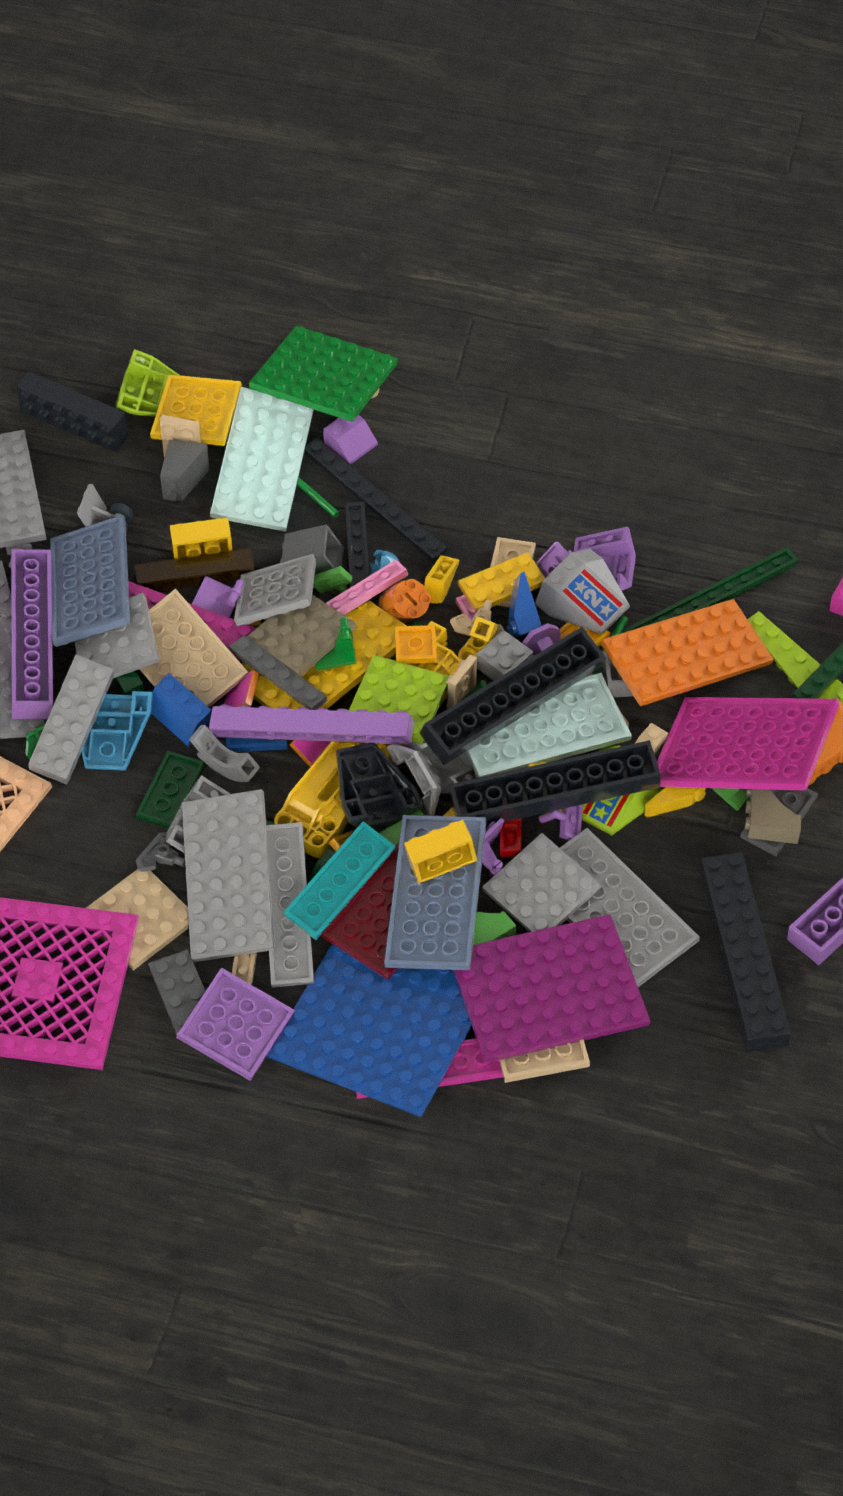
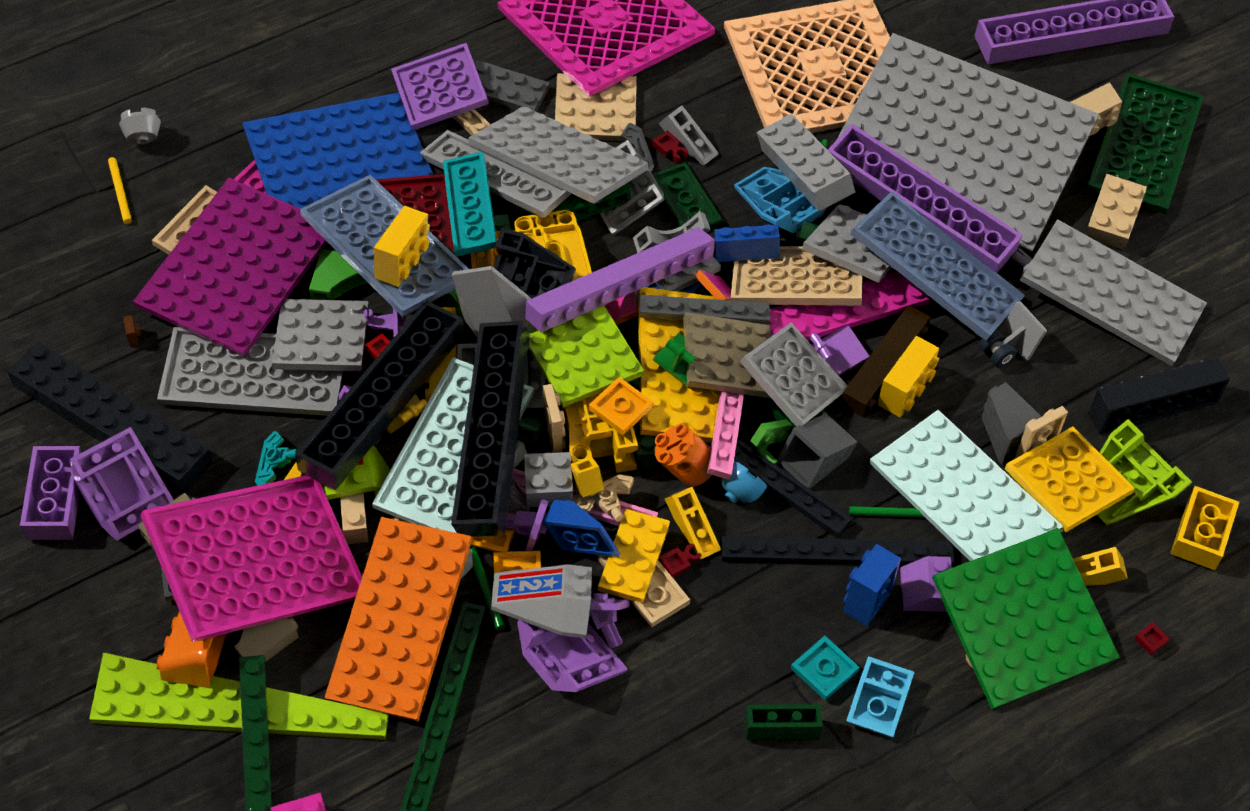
camera: 130 degrees right, 0 degrees up
(108, 831) = (692, 138): none -> light grey slope
(130, 836) = (670, 145): none -> dark red plate
(157, 333) = (1205, 528): none -> yellow brick
(242, 364) = (1101, 567): none -> yellow slope
(265, 319) = (1151, 639): none -> dark red plate
(391, 446) = (871, 584): none -> blue brick
(453, 409) = (880, 697): none -> medium azure slope
(464, 447) = (825, 668): none -> teal plate
(475, 565) = (679, 562): none -> dark red plate
(500, 1183) = (140, 126): none -> light grey cone
(526, 435) = (783, 721): none -> dark green brick
(565, 1150) = (119, 190): none -> yellow bar
(660, 833) = (272, 458): none -> teal piece
(668, 1008) = (132, 331): none -> reddish brown plate
(783, 879) = (119, 483): none -> medium lavender slope

